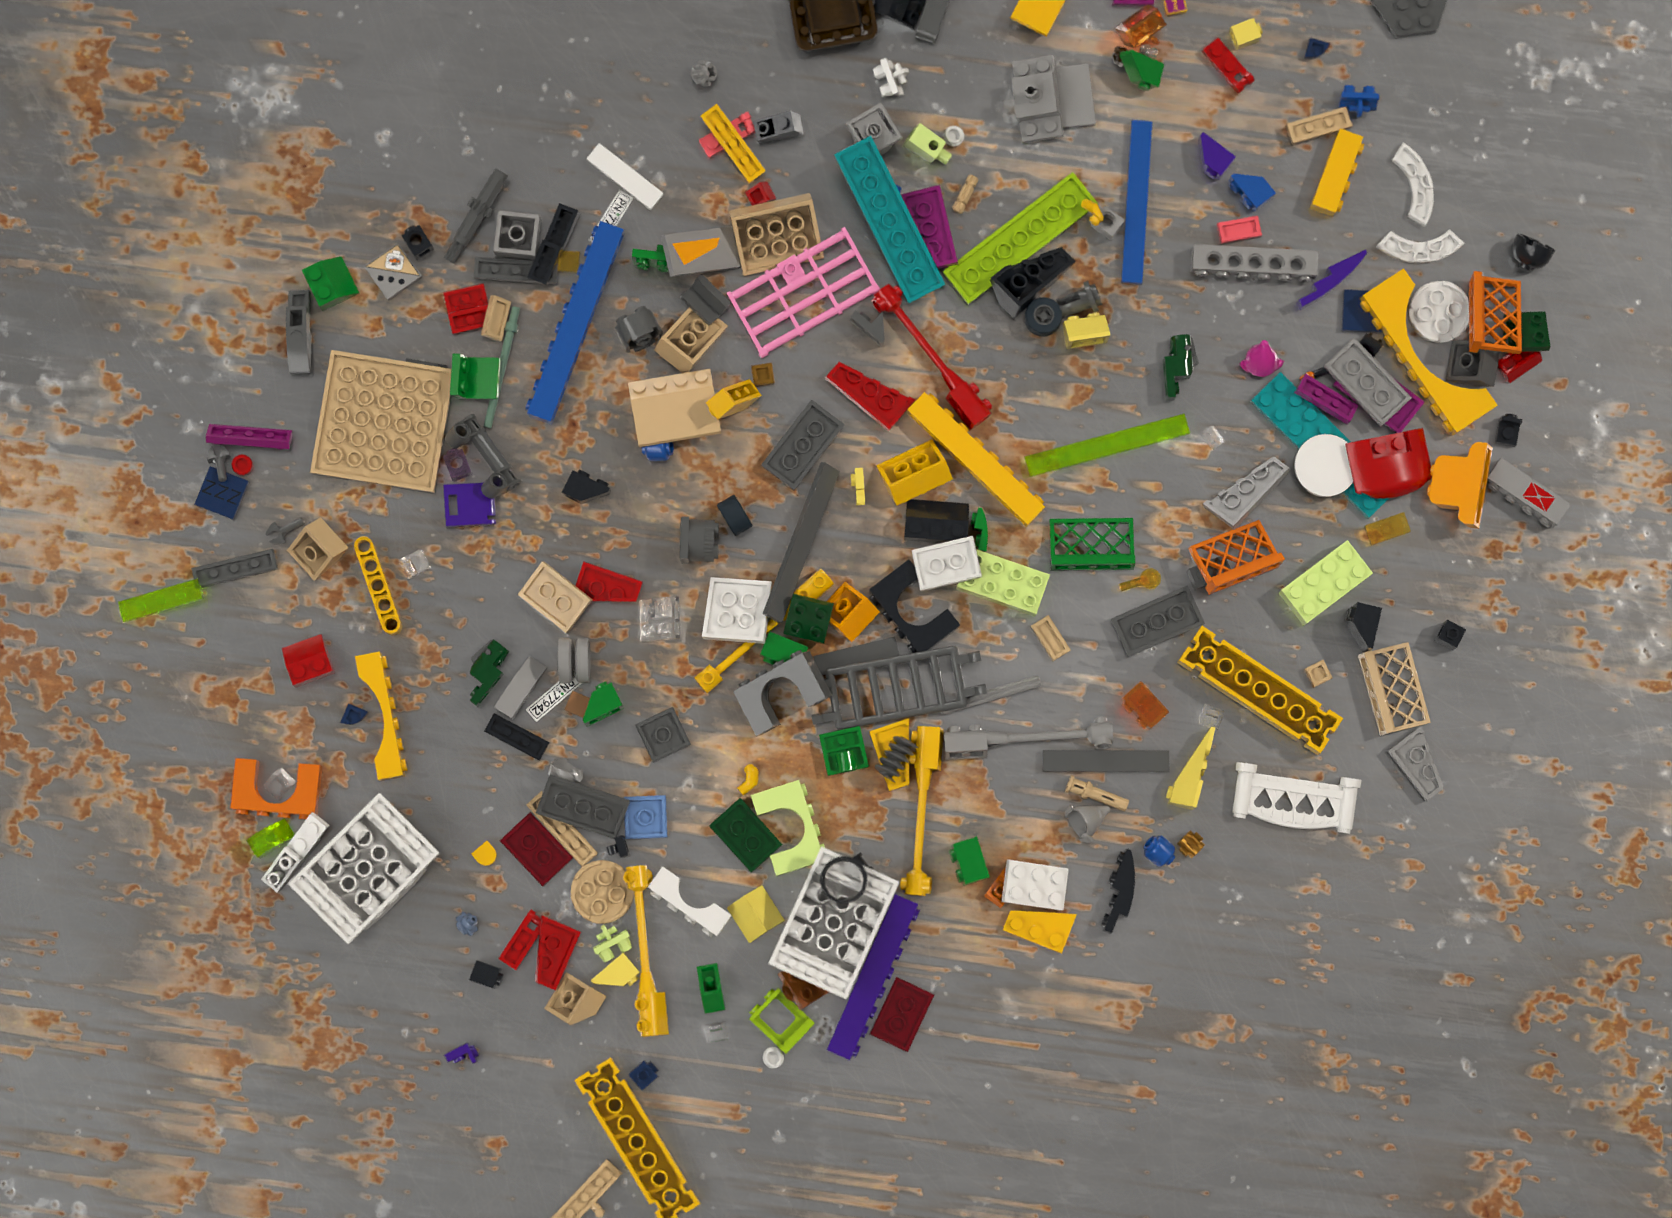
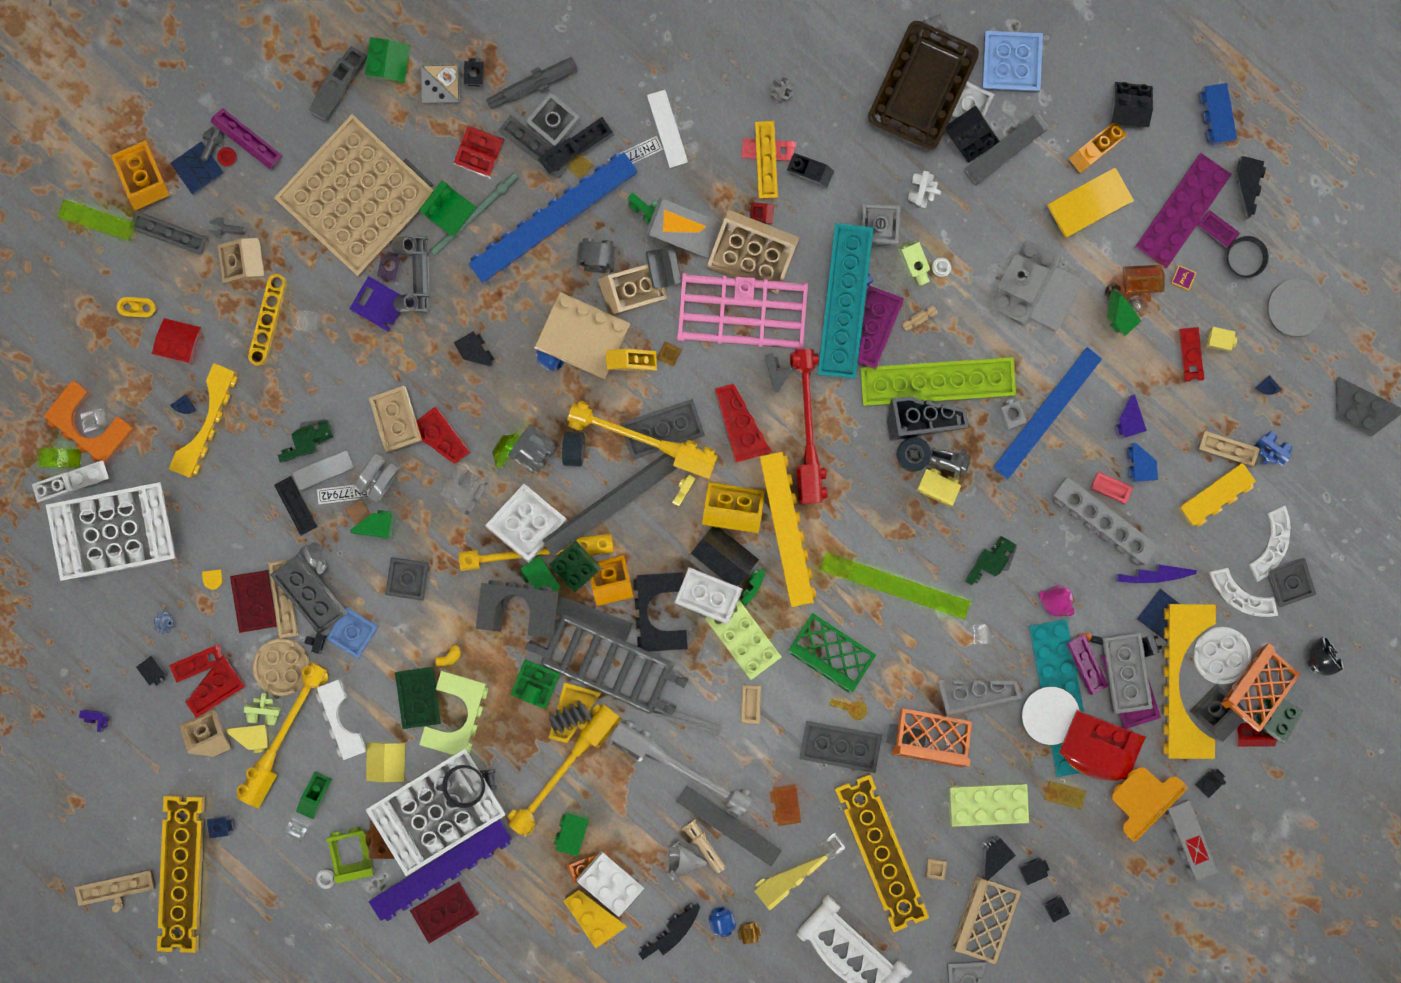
camera: 35 degrees right, 5 degrees up
(174, 533) = (140, 175): none -> light orange slope
(249, 653) = (136, 307): none -> yellow plate
(496, 318) = (494, 173): tan tile -> none
(671, 557) = (503, 447): none -> clear neon green slope
(840, 452) = (685, 454): none -> yellow bar
(1092, 207) = (1008, 397): yellow arm -> none
(1406, 614) = (1034, 870): none -> black brick
(1456, 205) = (1292, 582): none -> dark grey tile

